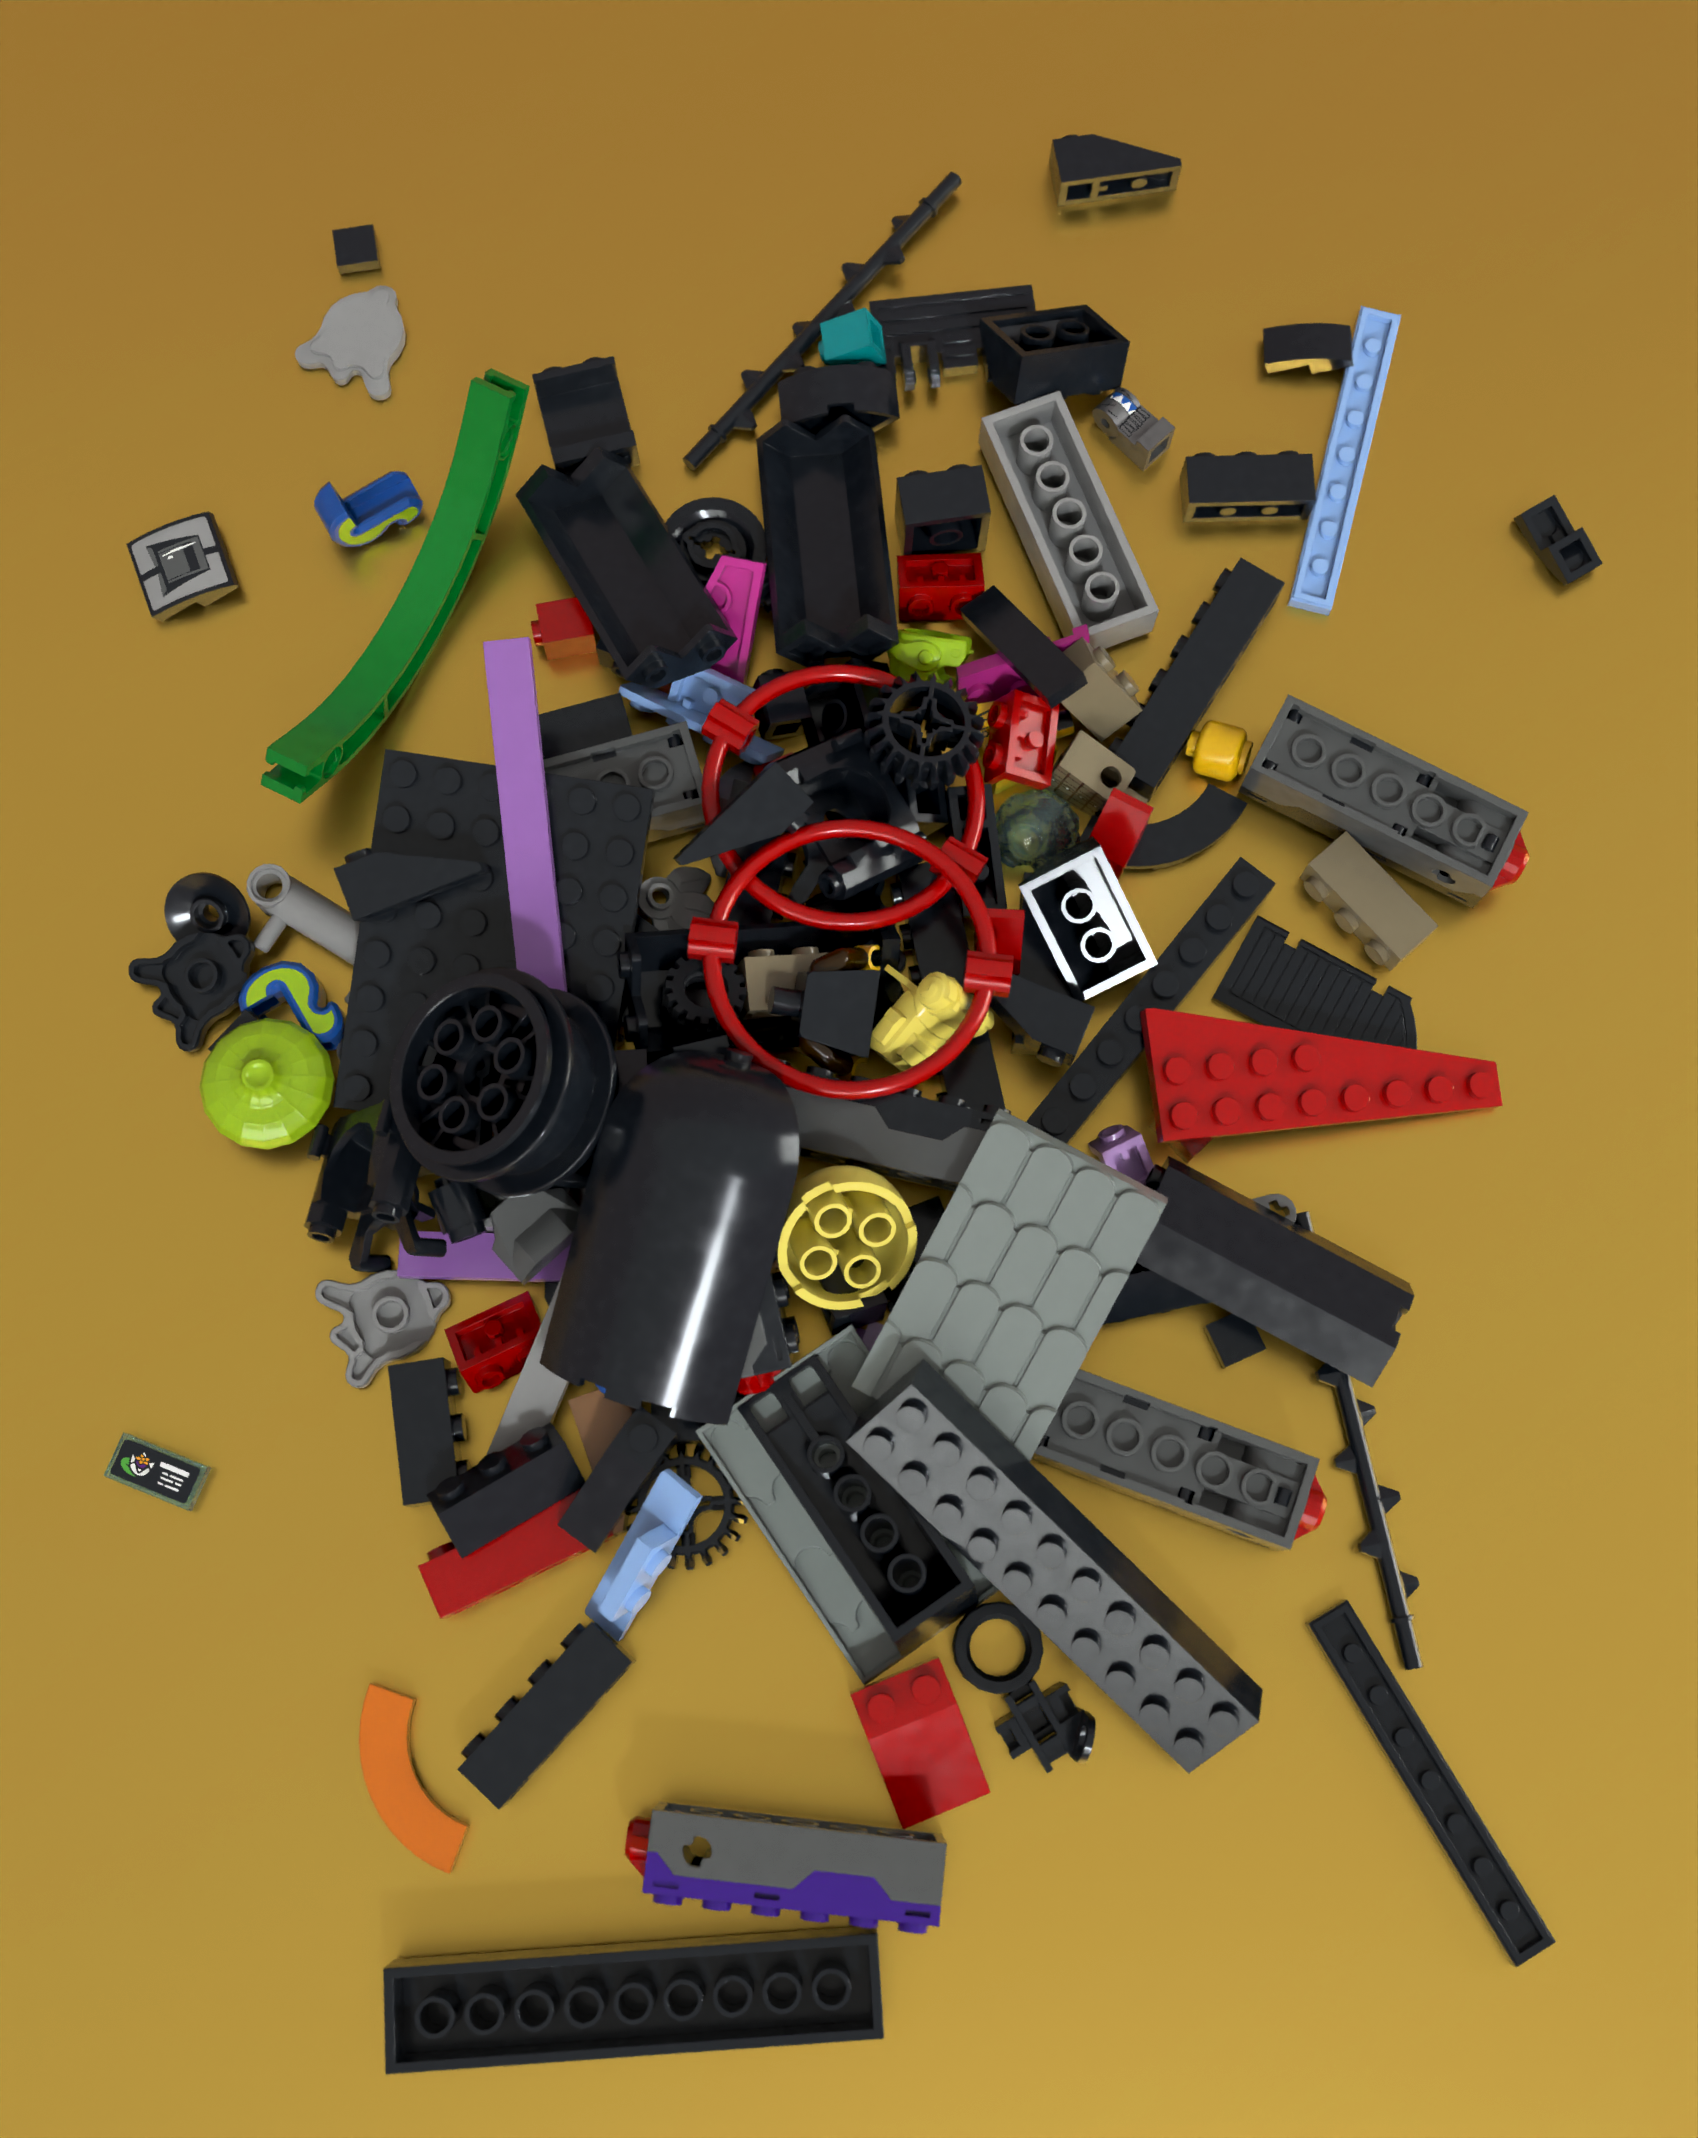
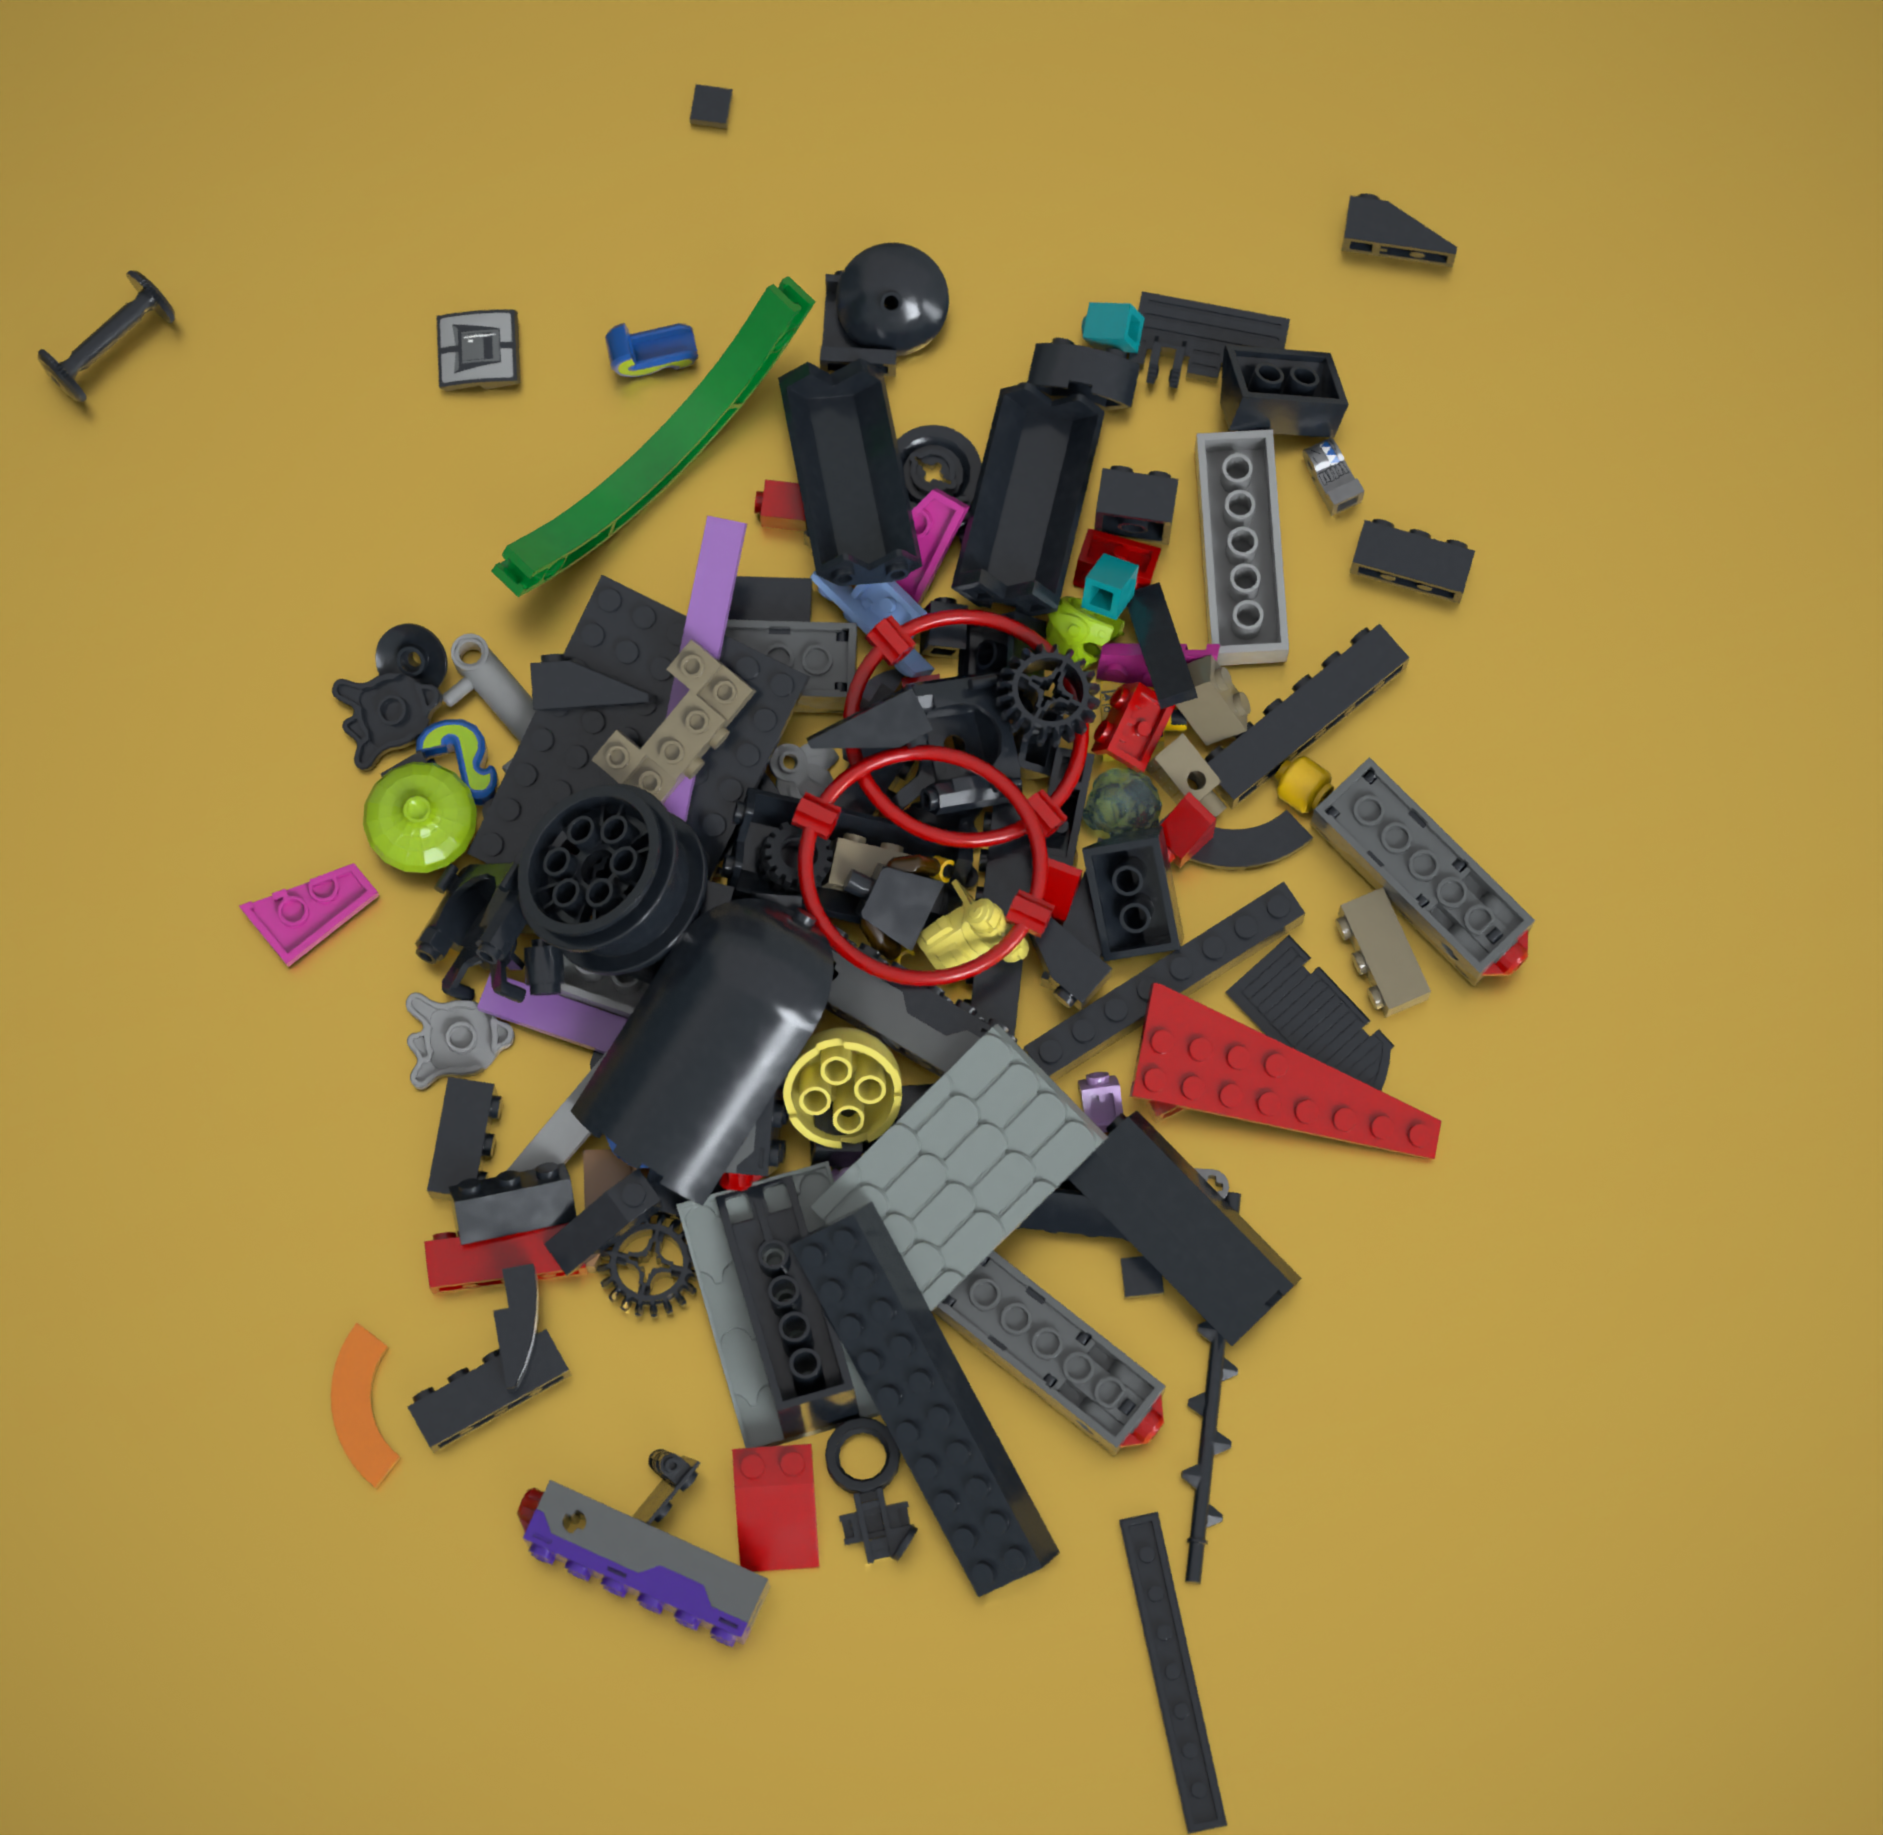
camera: 20 degrees right, 0 degrees up
(157, 1471) = (238, 1103): tile -> none
(175, 1229) = (308, 913): none -> dark pink wing
(360, 338) = (688, 189): light grey tile -> none
(495, 1342) = (538, 1086): red bracket -> none
(533, 1230) = (598, 1005): dark grey slope -> none
(536, 890) = (686, 733): none -> dark tan bracket
(557, 1632) = (518, 1323): none -> black slope
(578, 383) = (898, 272): none -> black dish
(632, 1999) = (490, 1624): black brick -> none
(643, 1554) = (603, 1288): light blue bracket -> none
(797, 1747) = (676, 1474): none -> black hinge
(807, 332) = (1078, 301): black plant -> none
(946, 600) = (1109, 586): none -> teal brick
(1312, 344) = (1512, 448): black slope -> none
(1344, 462) = (1510, 560): light blue tile -> none
(1555, 541) = (1669, 691): black slope -> none

